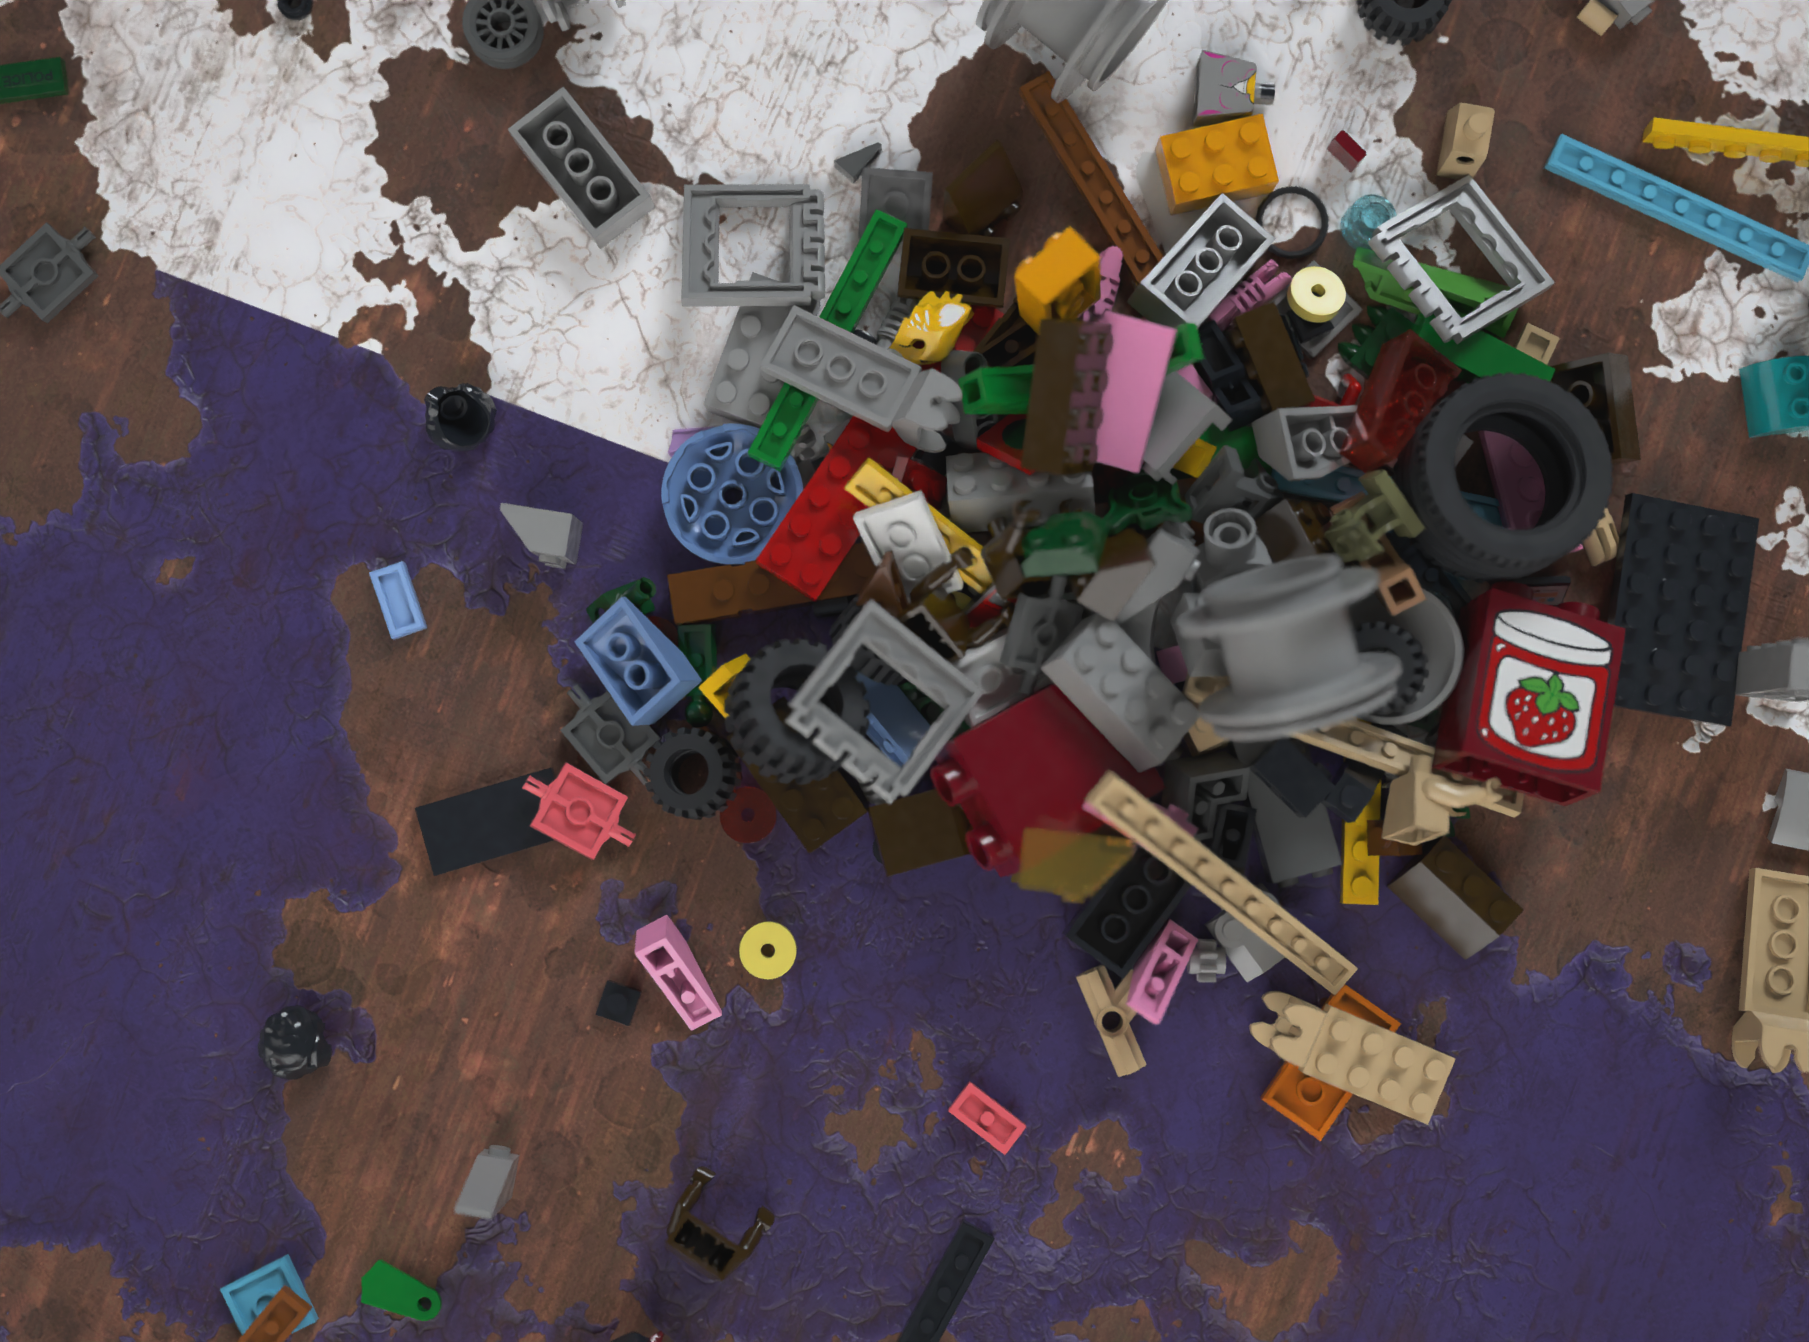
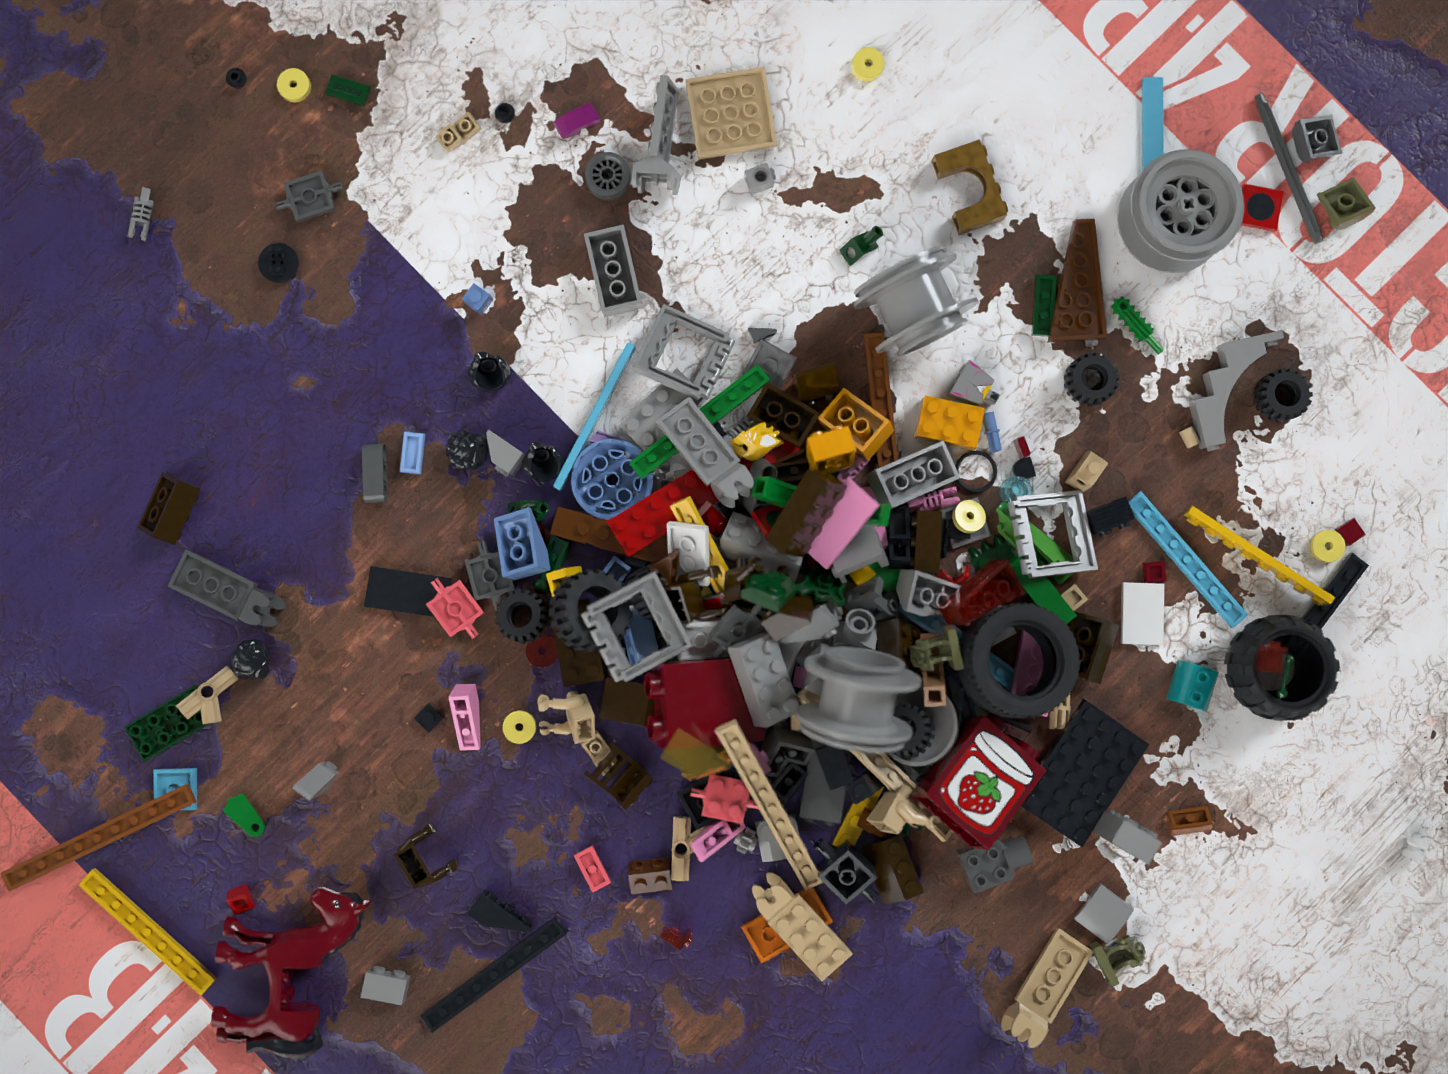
camera: 25 degrees right, 0 degrees up
(52, 415) = (278, 272): none -> black plate
(52, 866) = (168, 508): none -> dark brown slope
(201, 953) = (224, 590): none -> dark grey hinge
(212, 1203) = (163, 727): none -> dark green tile
(238, 66) = (458, 133): none -> tan slope
(262, 1146) = (209, 706): none -> tan piece
(353, 659) = (374, 473): none -> dark grey beam
(388, 311) = (477, 299): none -> medium blue brick
(482, 555) = (467, 450): none -> black hair
(610, 518) = (542, 462): none -> black hair
(658, 409) = (595, 415): none -> medium azure tile
(807, 627) = (617, 568): none -> medium blue panel
(852, 885) = (579, 716): none -> tan torso
(866, 1261) = (495, 914): none -> black slope
(915, 932) = (598, 750): none -> tan slope
(981, 958) = (630, 781): none -> dark brown plate
(1081, 1086) = (649, 875): none -> reddish brown bracket
(1098, 218) = (866, 425): none -> light orange brick
(1147, 908) = (725, 799): none -> coral plate
(1161, 1162) = (672, 936): none -> clear red bracket
(1289, 150) = (992, 432): none -> medium blue axle
(1364, 181) = (1024, 468): none -> black tile
(1387, 934) = (846, 871): none -> black brick
(1533, 192) = (1109, 516): none -> black brick
(1609, 822) = (994, 866): none -> dark grey brick
(1640, 249) = (1154, 572): none -> dark red tile
(1652, 322) = (1142, 613): none -> white tile

